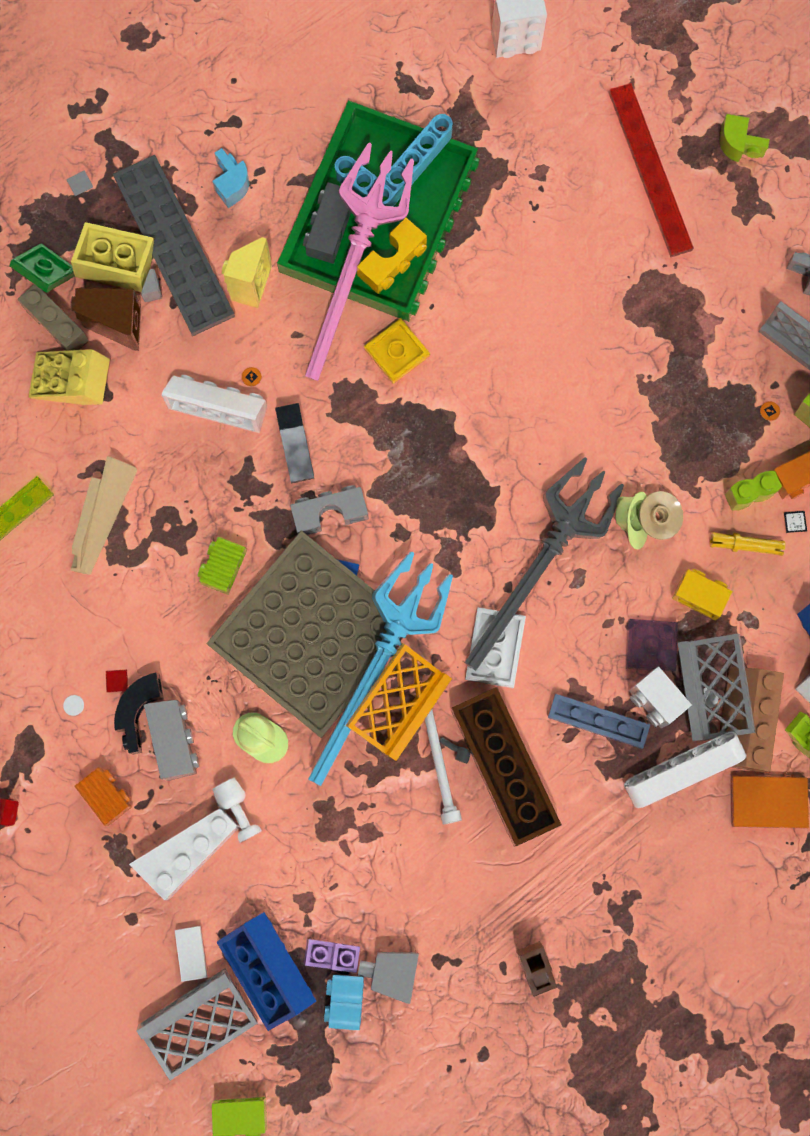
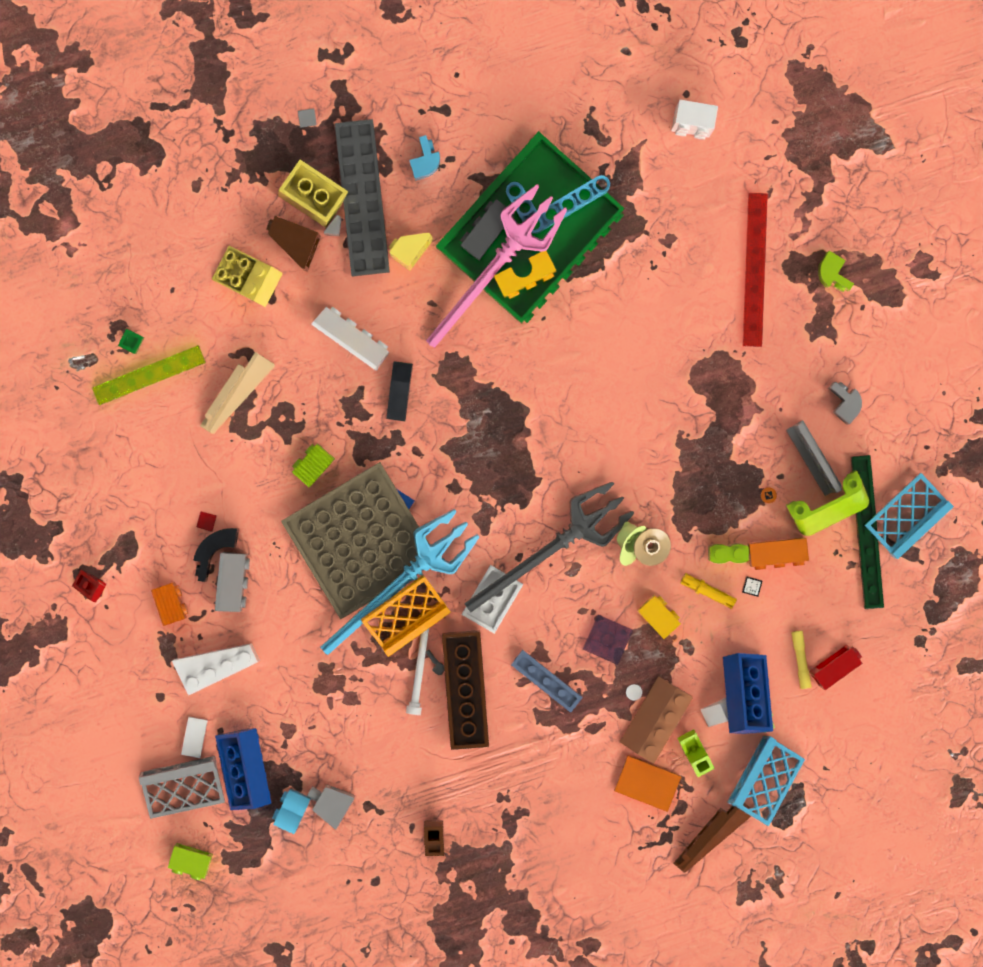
camera: 20 degrees right, 10 degrees up
(43, 267) = (256, 182): green tile -> none
(53, 319) = (249, 226): dark tan arch -> none
(73, 705) = (168, 527): white sticker -> none
(229, 796) = (261, 636): white piece -> none
(251, 376) = (385, 324): orange sticker -> none
(260, 737) = (296, 601): yellowish green piece -> none
(331, 955) = (293, 775): lavender slope -> none
(348, 502) = (389, 449): light grey arch -> none
(397, 351) = (503, 345): yellow tile -> none
(659, 698) = (595, 681): white brick -> none
(685, 770) = (593, 739): white beam -> none
(695, 692) = (625, 683): light grey fence -> none

